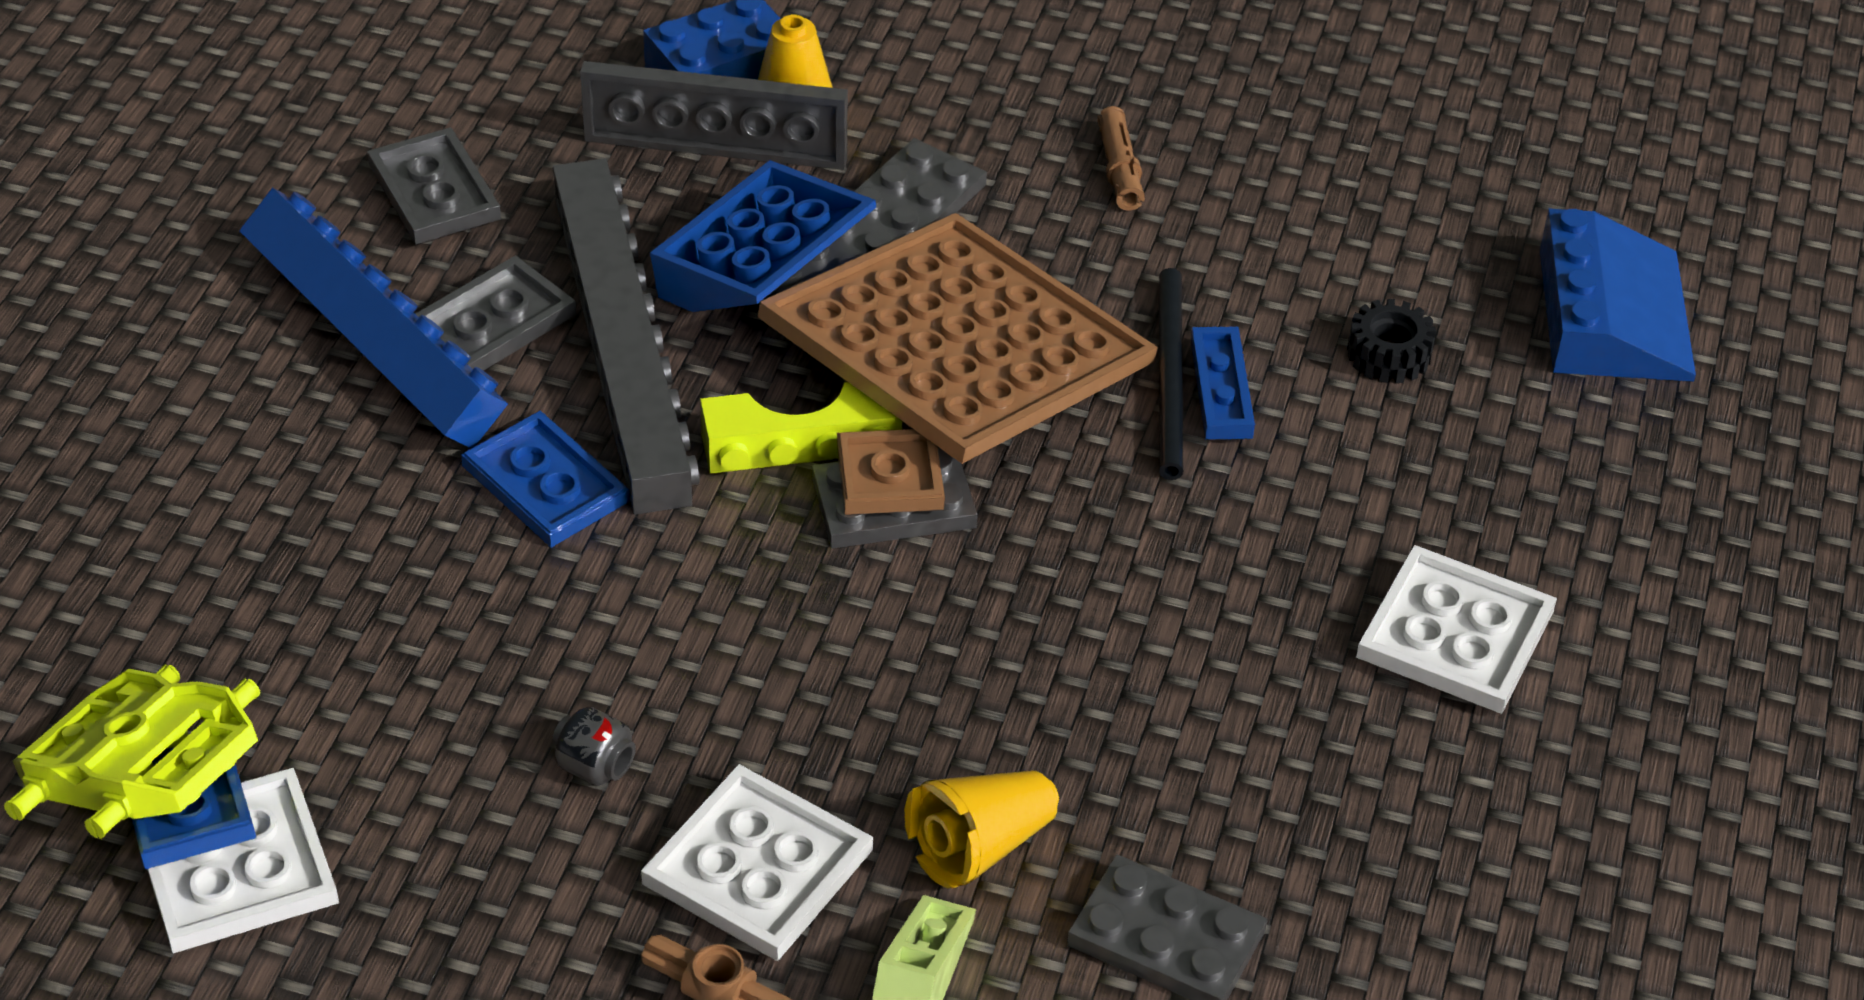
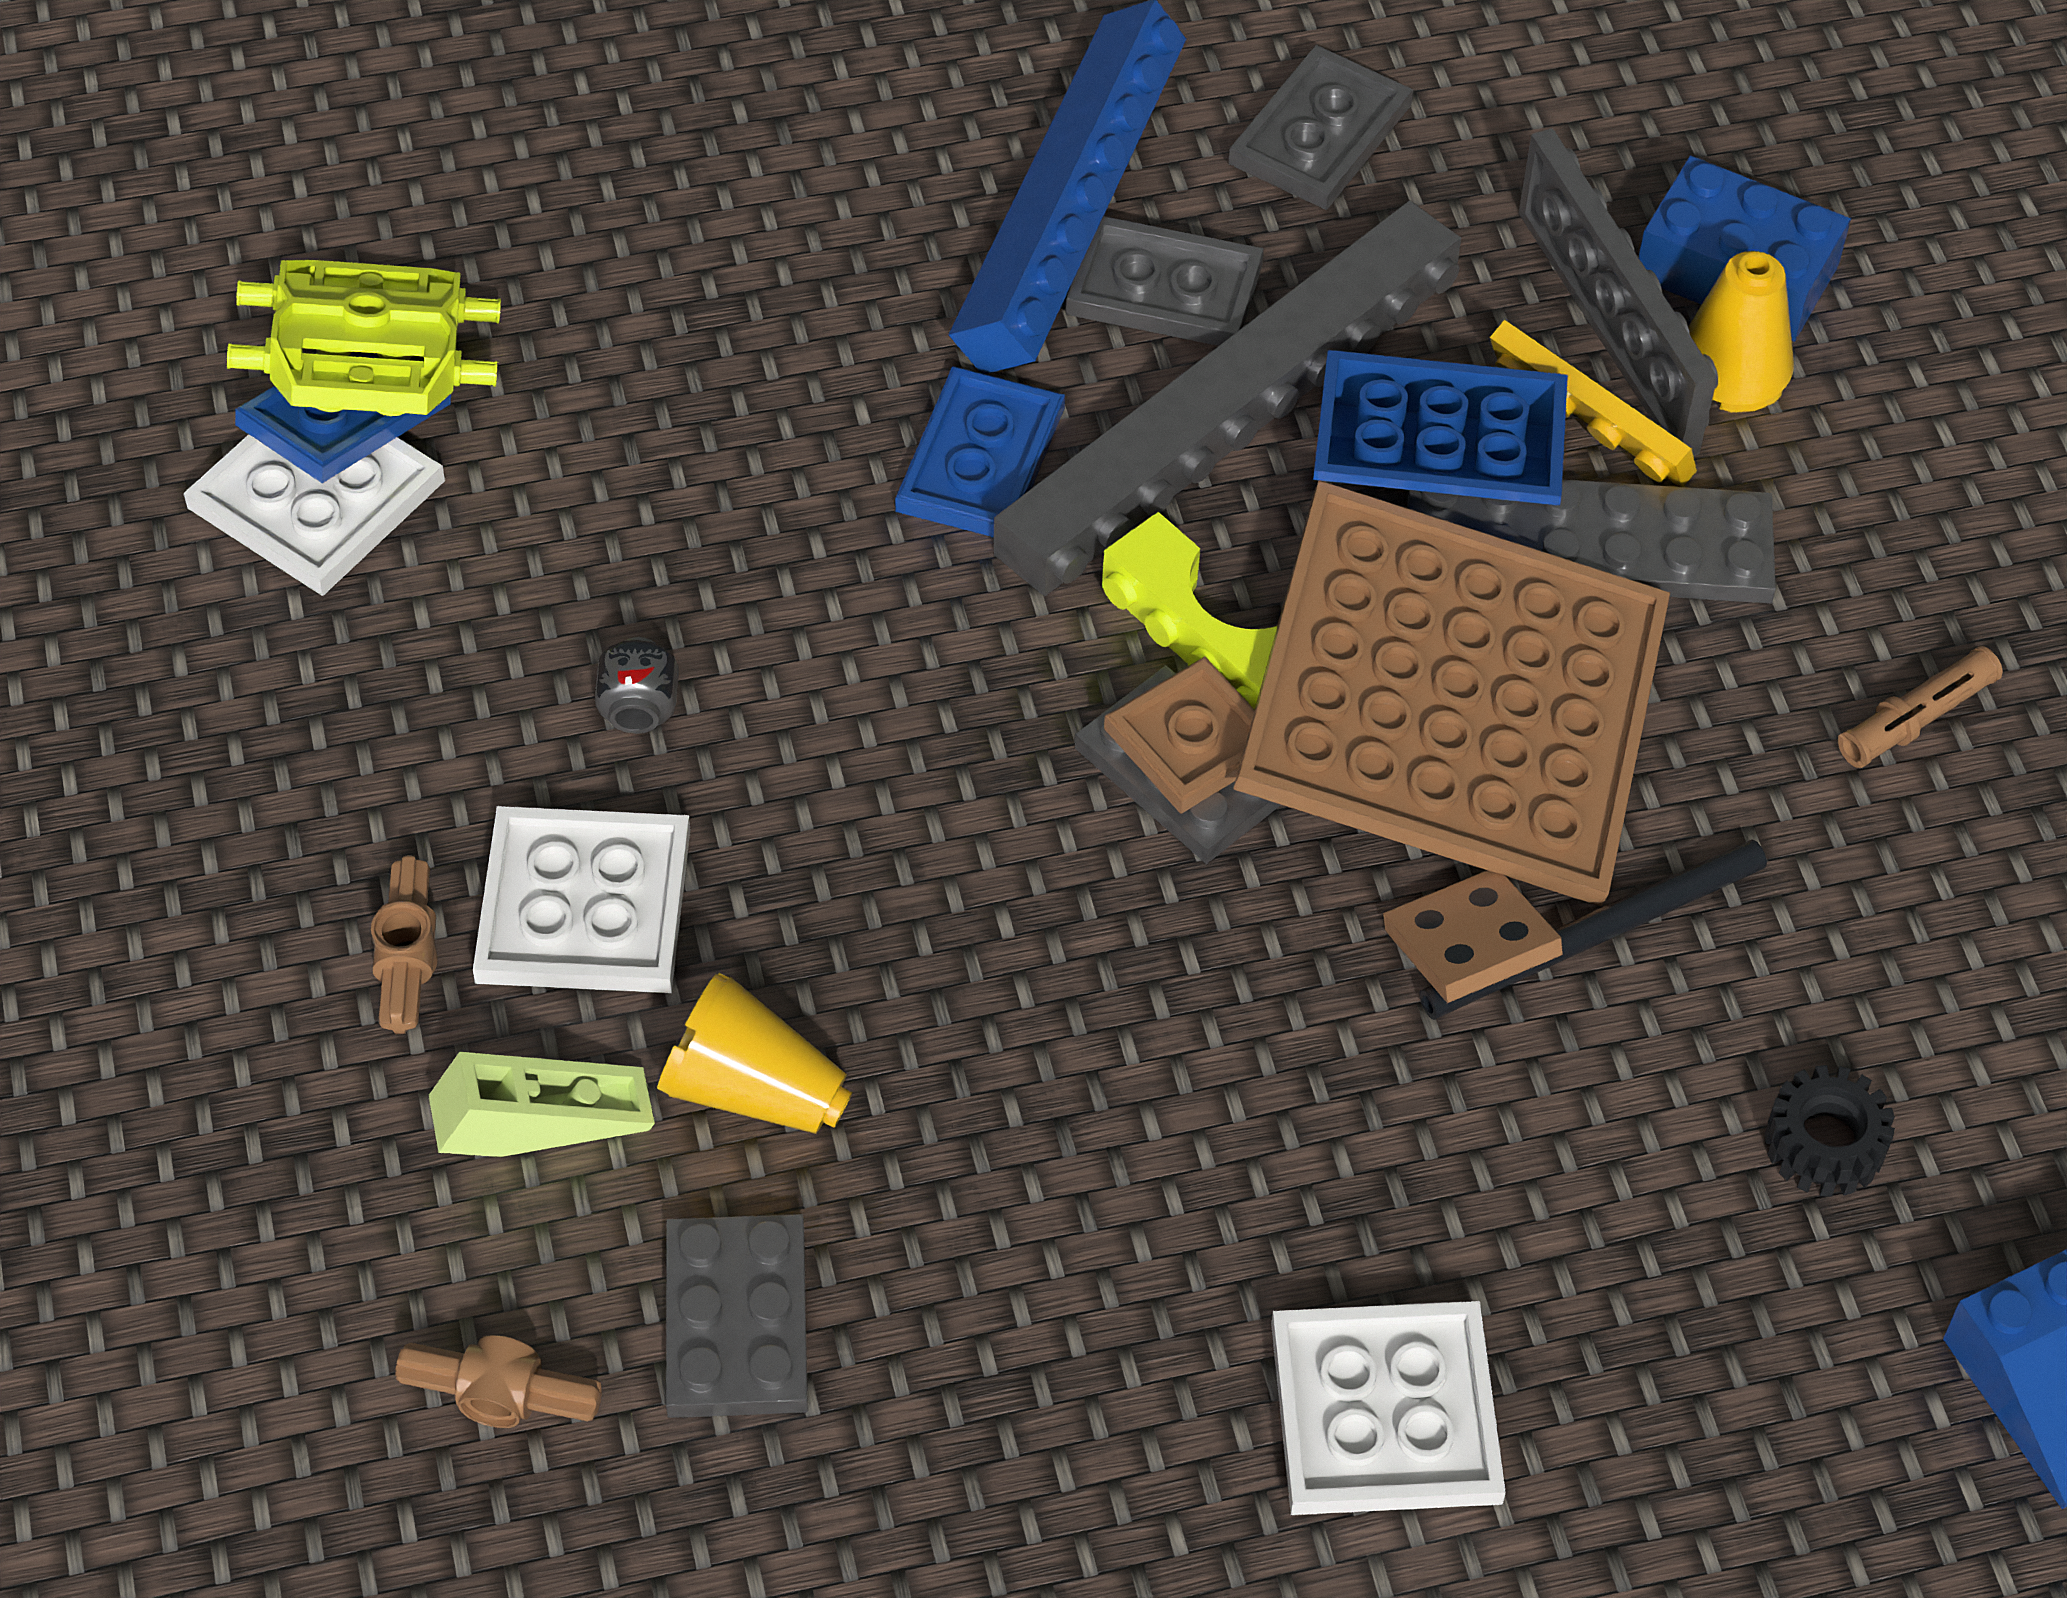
camera: 60 degrees right, 10 degrees up
(835, 165) = (1609, 418): none -> yellow plate
(1141, 421) = (1472, 934): none -> medium nougat tile
(1222, 383) = (1609, 986): blue plate -> none

